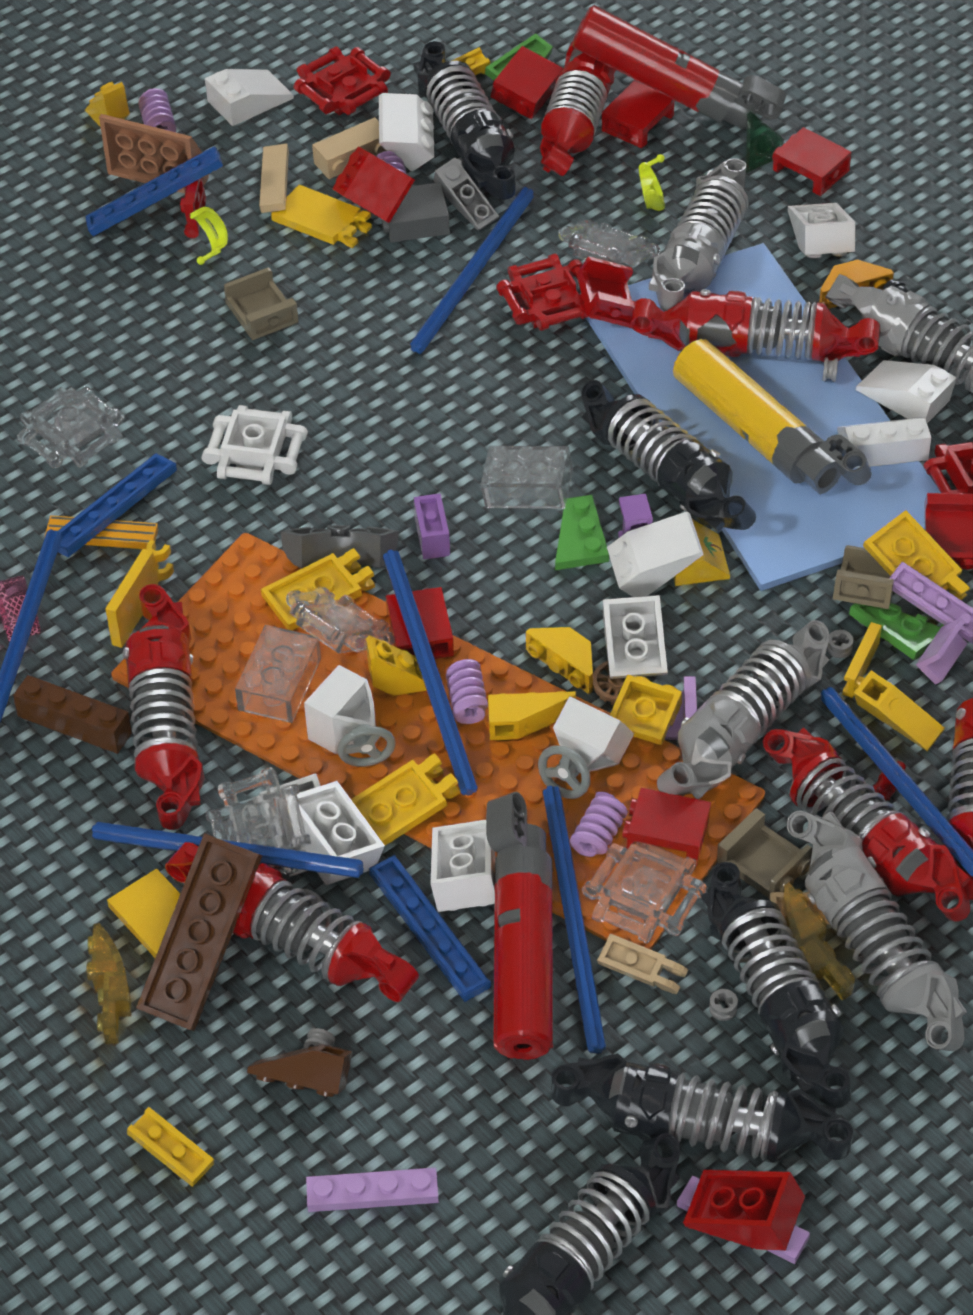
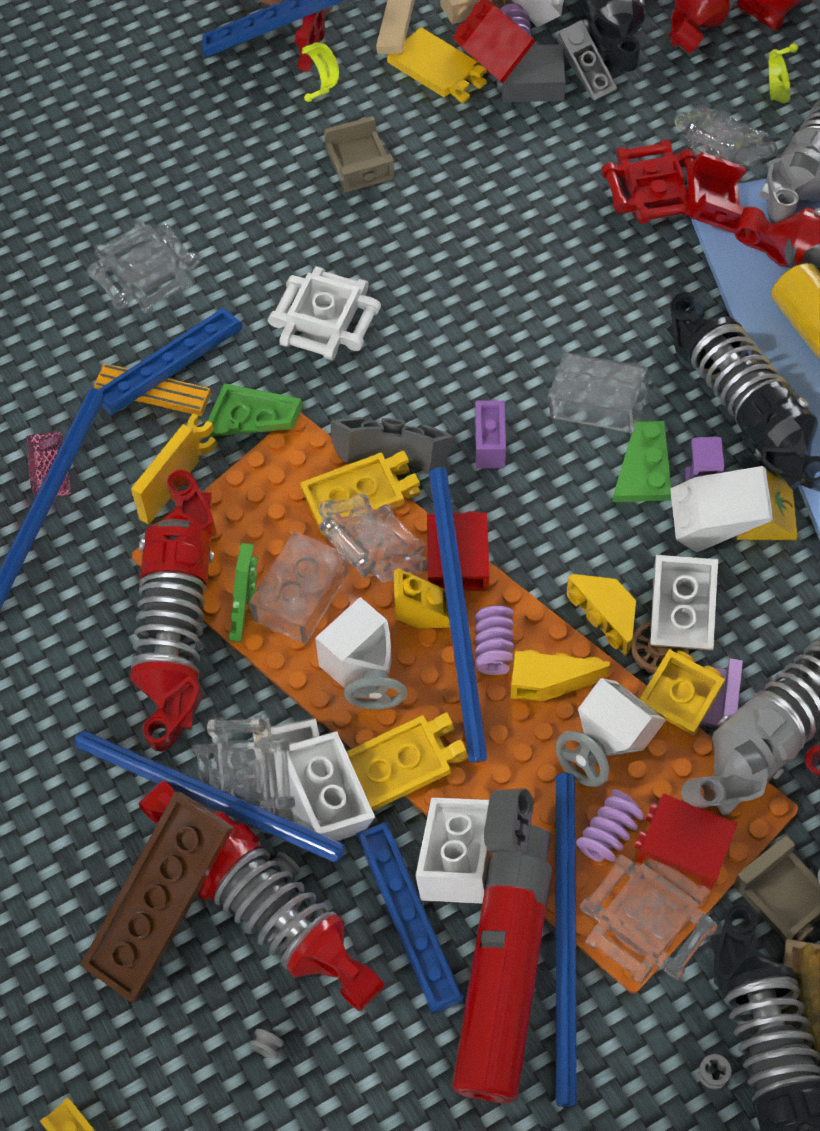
camera: 10 degrees right, 10 degrees up
(72, 714) = (81, 598): reddish brown brick -> none
(109, 981) = (60, 919): clear yellow slope -> none
(146, 908) = (115, 842): yellow tile -> none
(204, 536) = (251, 411): none -> bright green wing
(229, 670) = (244, 589): none -> bright green wing
(313, 1067) = (248, 1076): reddish brown slope -> none
(471, 270) = (579, 146): blue axle -> none
(639, 963) = (628, 1003): tan hinge -> none

